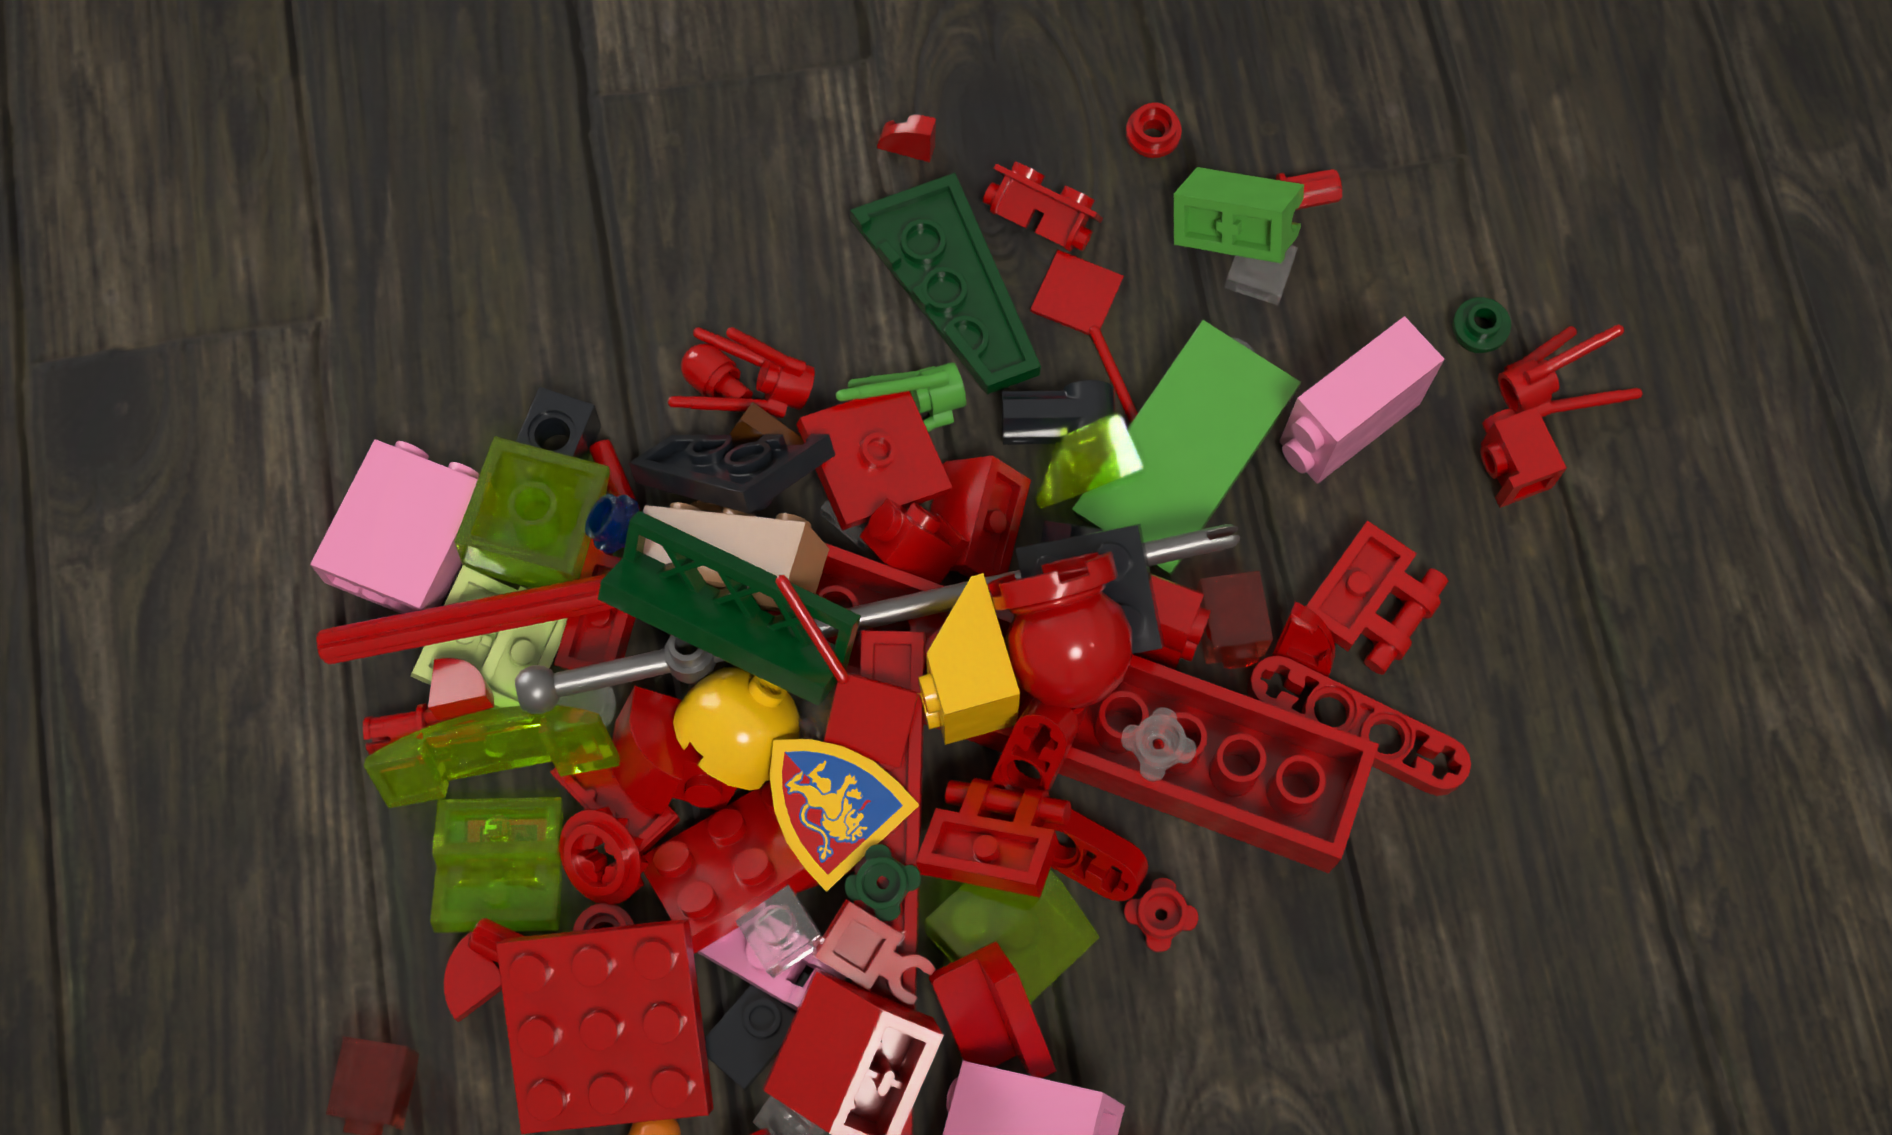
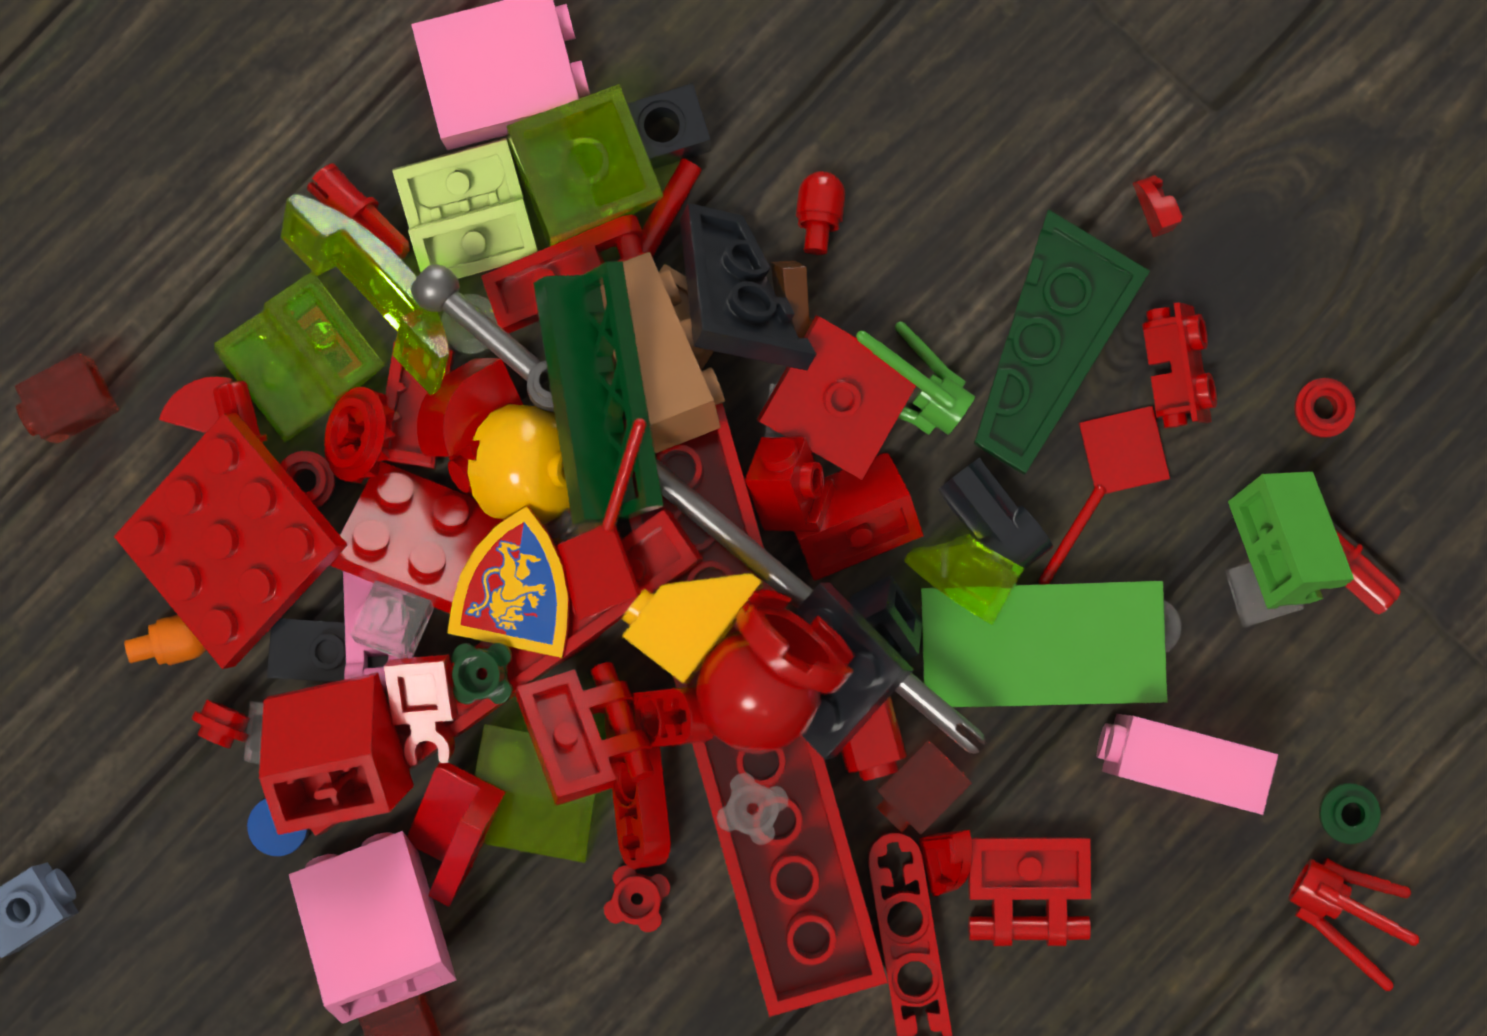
camera: 60 degrees right, 15 degrees up
(458, 689) = (400, 220): tile -> none
(460, 620) = (458, 178): red axle -> none
(609, 521) = (615, 238): clear blue plate -> none
(781, 377) = (853, 267): red plant -> none
(1520, 454) = (1247, 924): red brick -> none

